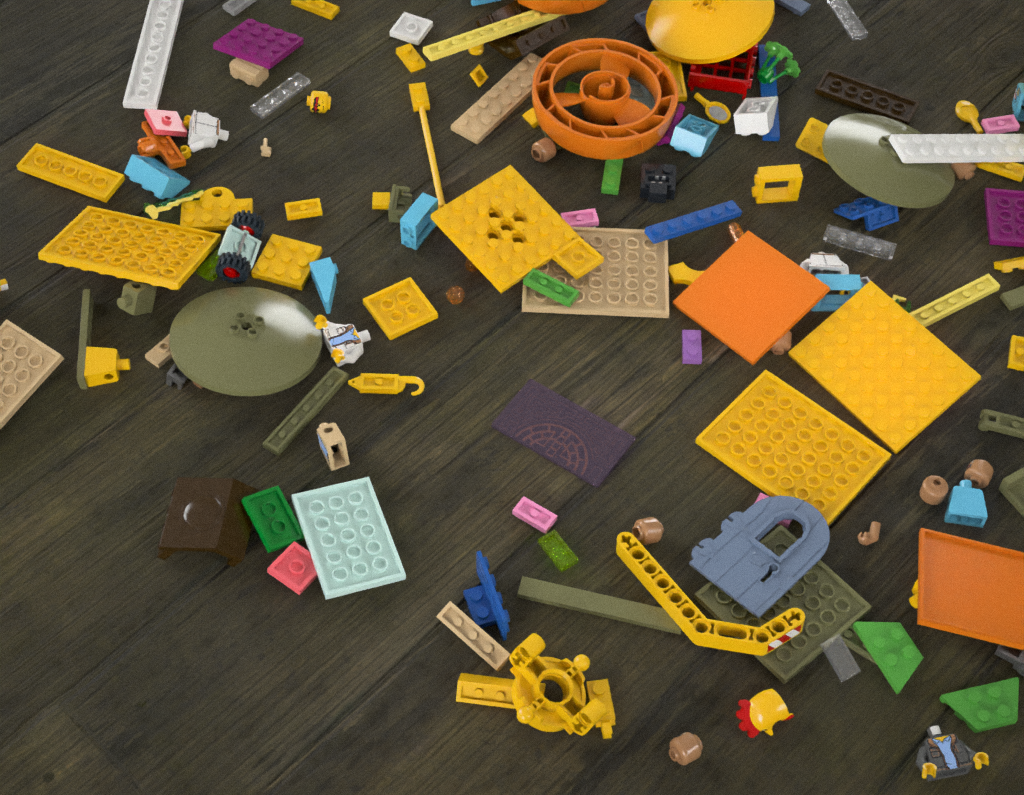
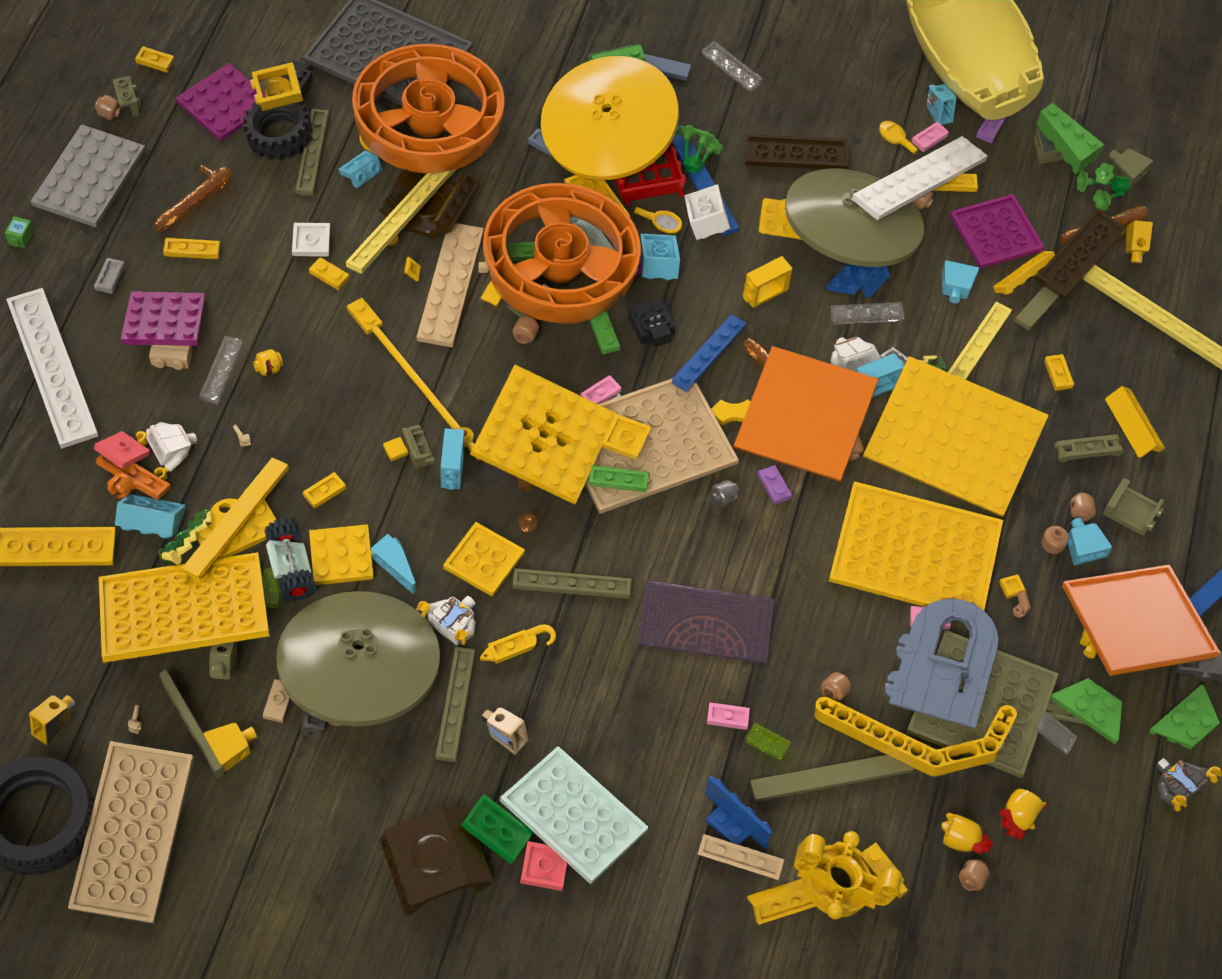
camera: 30 degrees left, 5 degrees up
(43, 323) = (134, 725): none -> tan hand
(217, 201) = (235, 519): none -> yellow tile
(464, 356) = (572, 583): none -> olive tile
(640, 335) = (724, 494): none -> flat silver head
(696, 709) = (964, 835): none -> yellow piece
(869, 514) = (1011, 586): none -> yellow tile
(962, 245) = (958, 280): none -> medium azure torso

